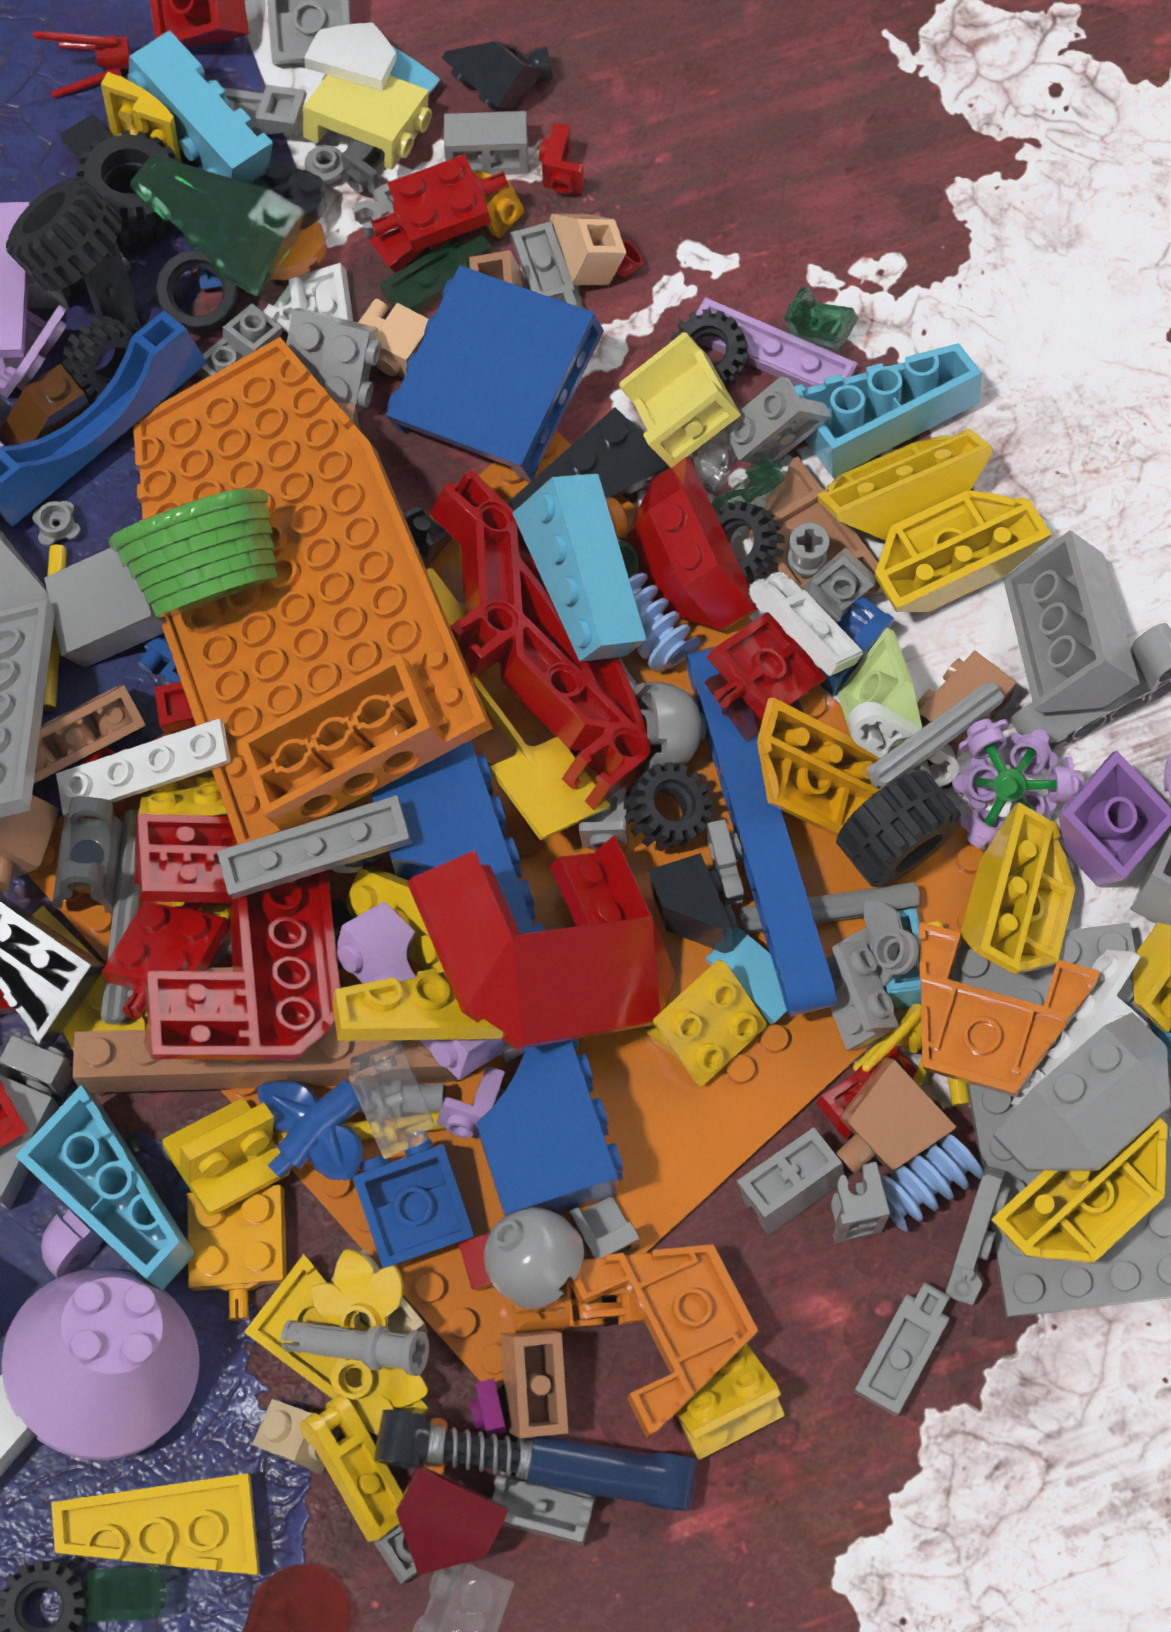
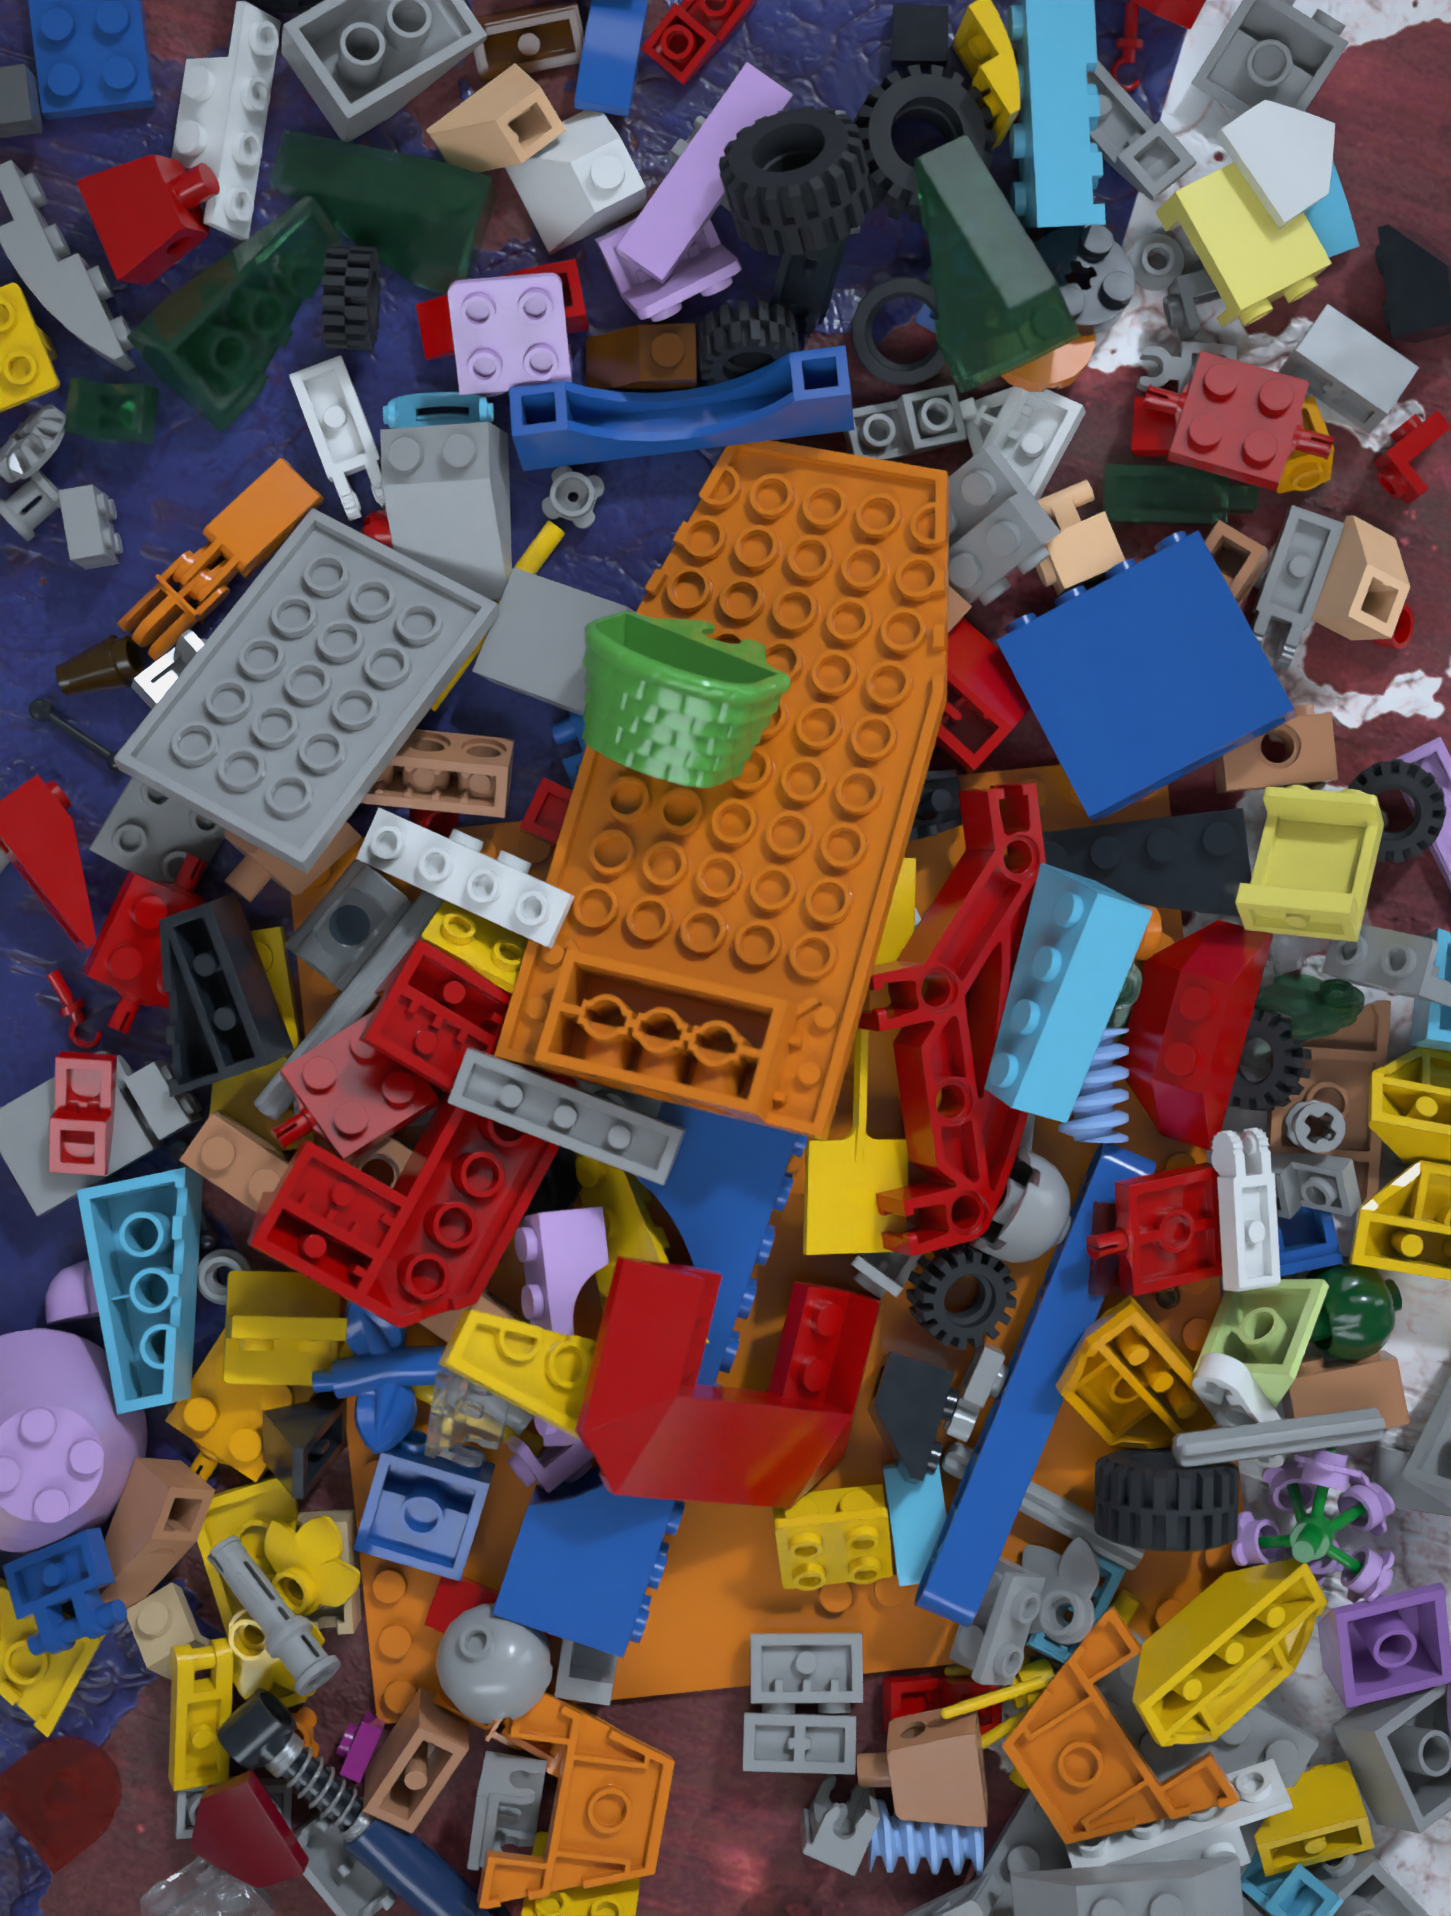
camera: 30 degrees right, 20 degrees up
(148, 1160) = (207, 1270): none -> light grey plate
(182, 1437) = (56, 1575): none -> blue plate
(219, 66) = (1128, 44): none -> red hand
(230, 1369) = (153, 1526): none -> nougat slope
(292, 1220) = (304, 1441): none -> black slope
(409, 462) = (981, 698): none -> red slope
(618, 347) = (1307, 757): none -> nougat brick
(618, 1365) = (506, 1804): none -> light grey hinge
(757, 1126) = (806, 1669): none -> light grey bracket
(928, 647) = (1355, 1311): none -> dark green plant

